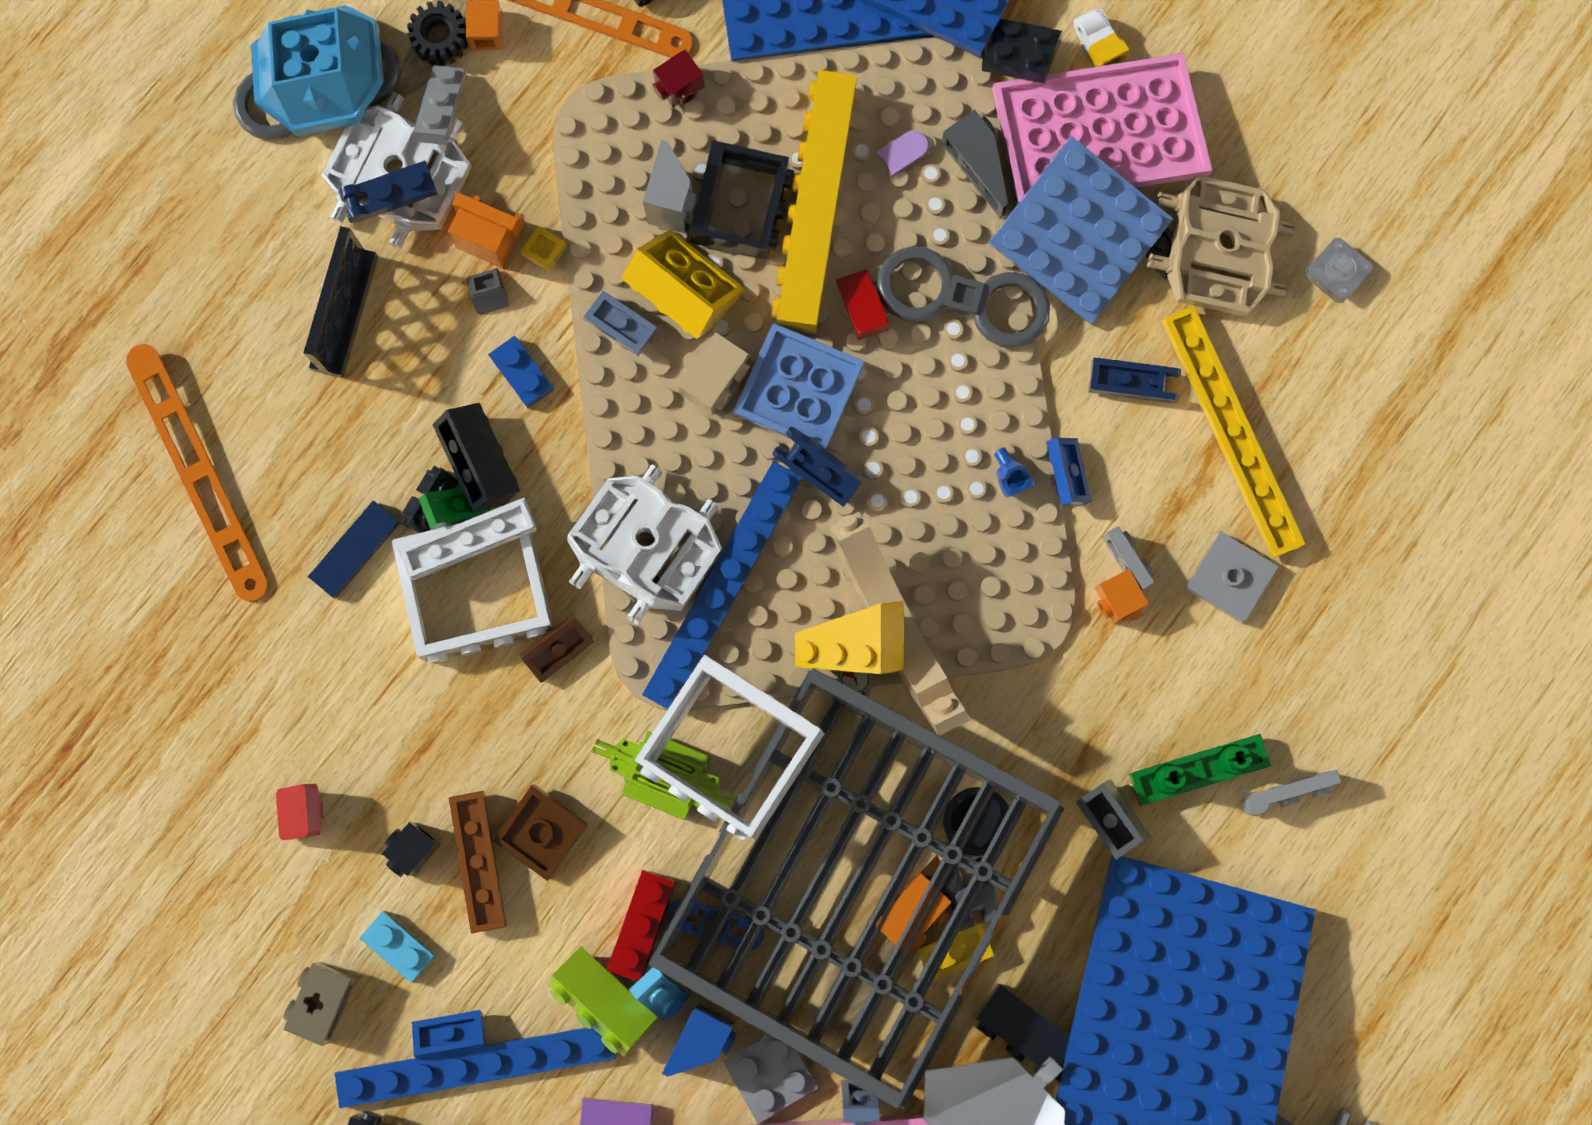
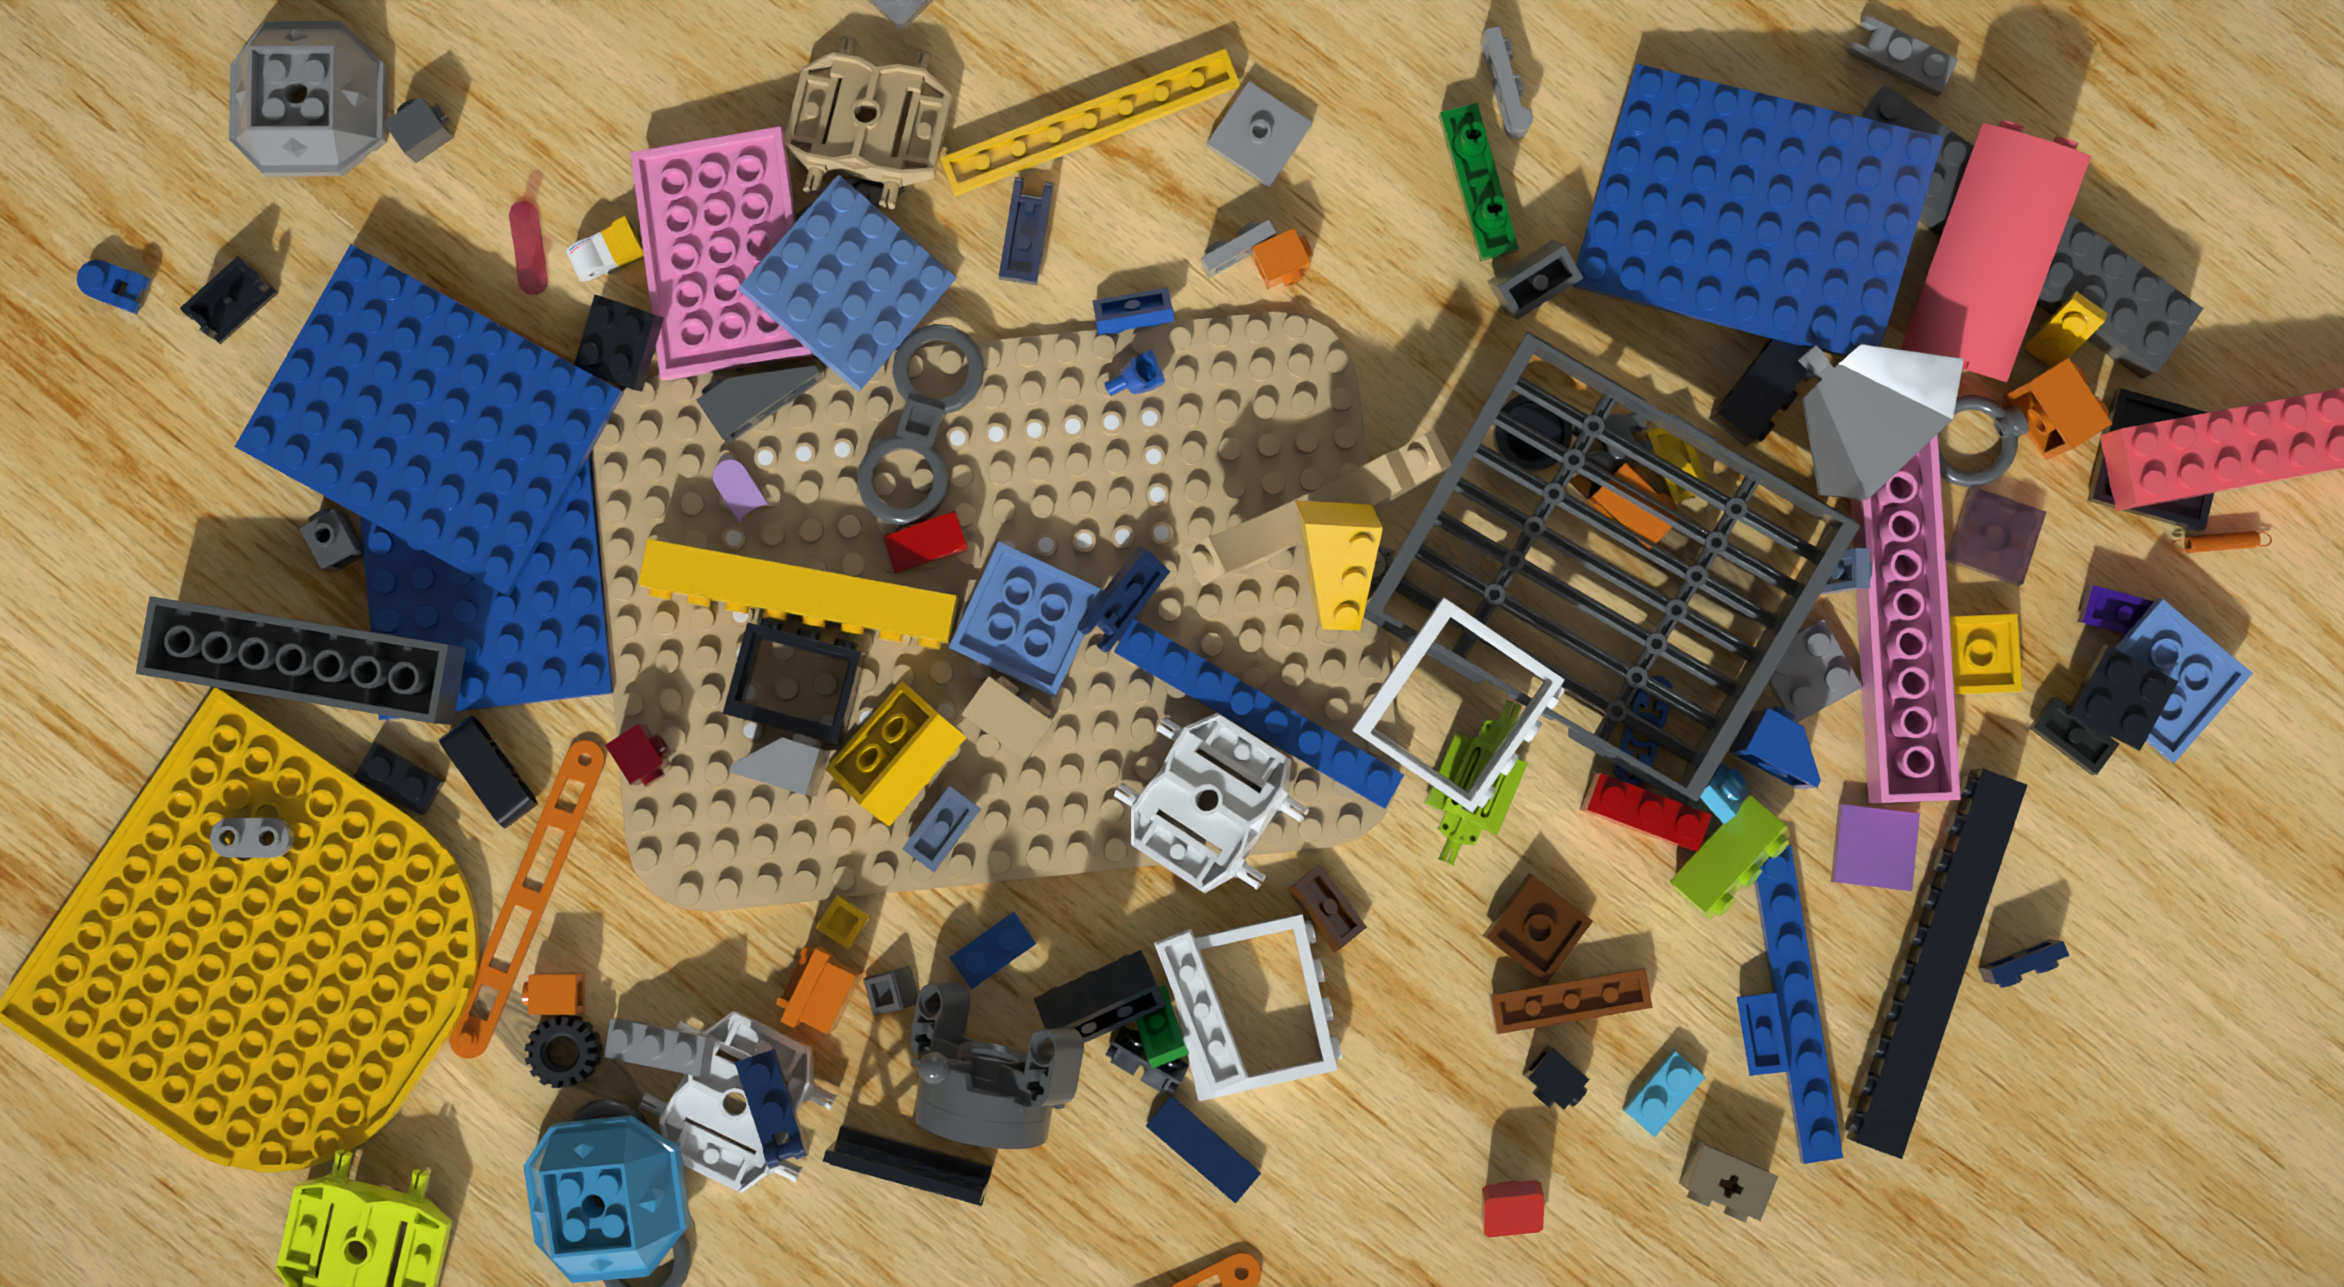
camera: 90 degrees left, 5 degrees up
(399, 355) = (985, 1089): none -> dark grey piece

